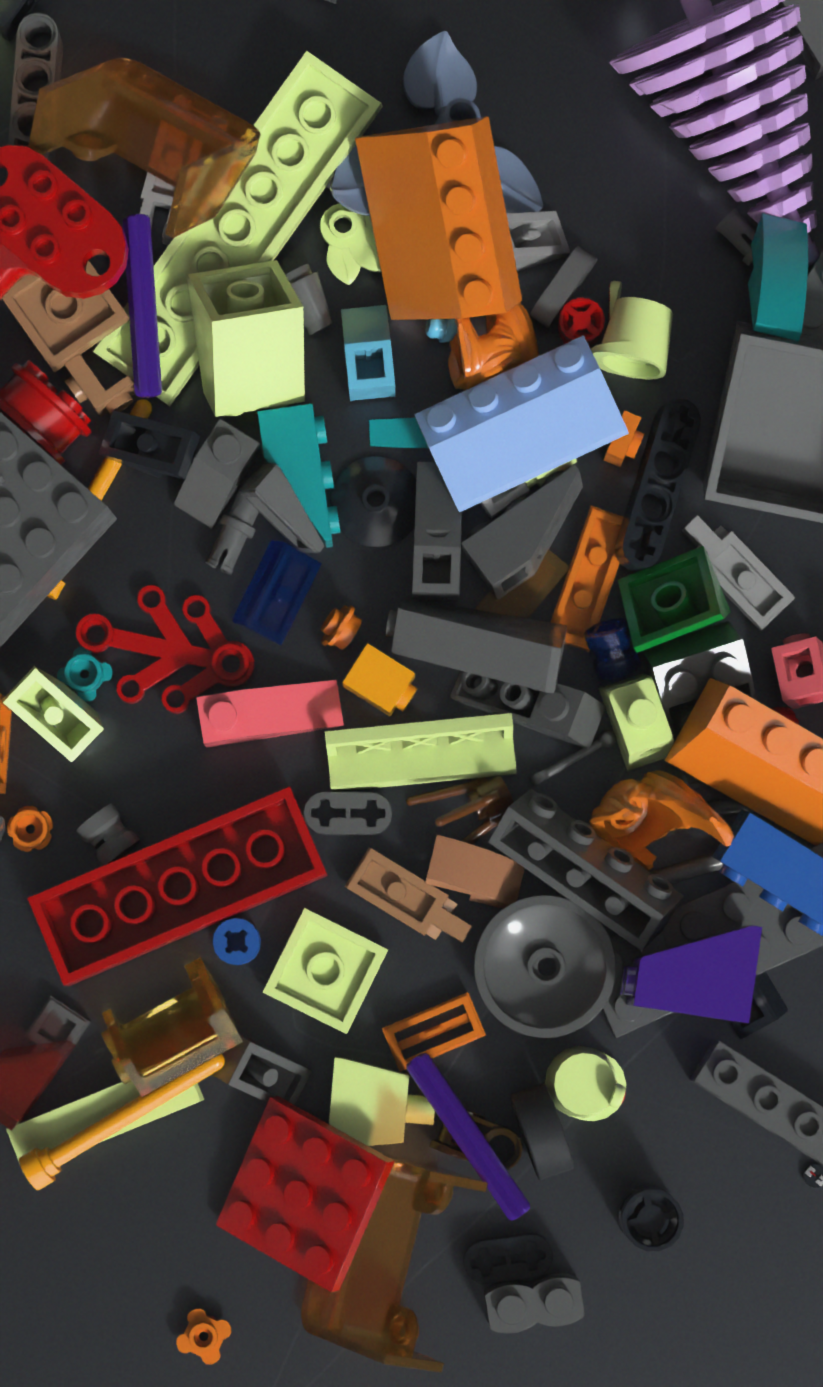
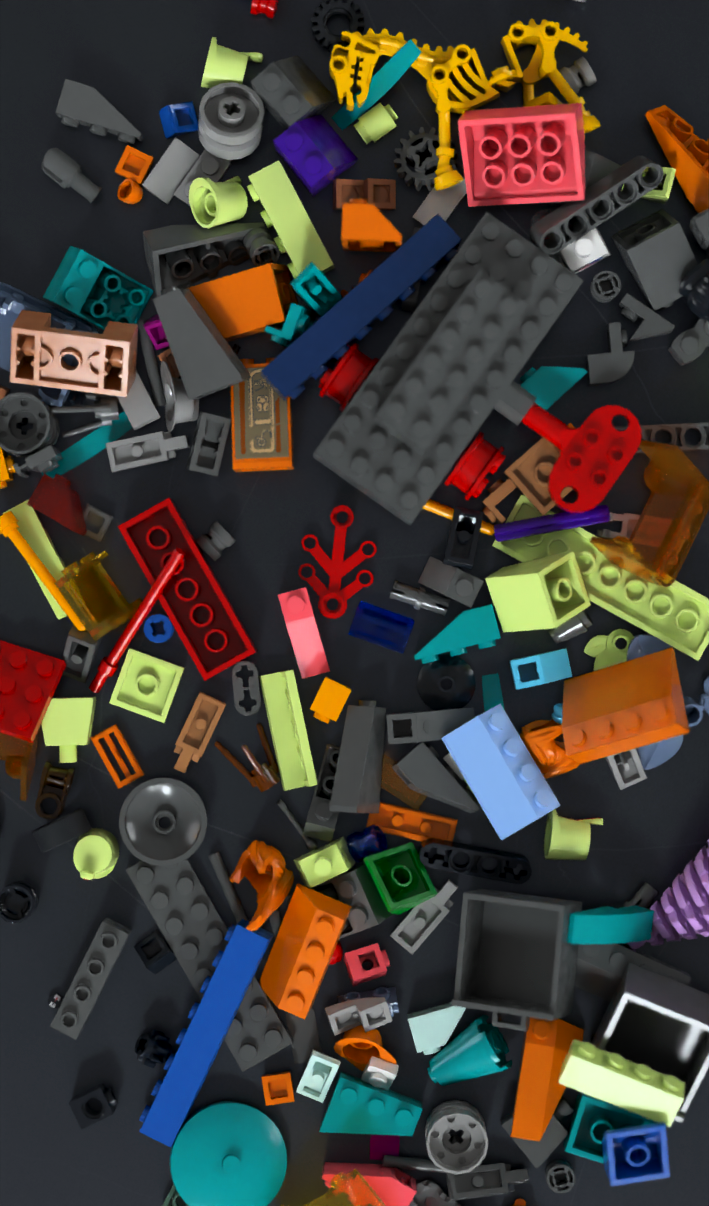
camera: 85 degrees right, 5 degrees up
(30, 816) = (207, 490): orange plate -> none
(54, 712) = (286, 500): yellowish green slope -> none
(81, 661) = (307, 514): teal plate -> none
(275, 499) = (437, 621): dark grey slope -> none
(286, 1027) = (109, 664): none -> red bar
(340, 627) = (362, 670): orange plate -> none
(468, 1136) = (53, 785): dark purple axle -> none
(475, 871) = (217, 771): nougat slope -> none
(563, 287) = (596, 788): dark grey beam -> none
(586, 316) = (577, 805): red wheel -> none
(586, 868) = (226, 841): dark grey brick -> none
(626, 445) = (497, 842): orange plate -> none
(699, 977) = (165, 917): dark purple slope -> none

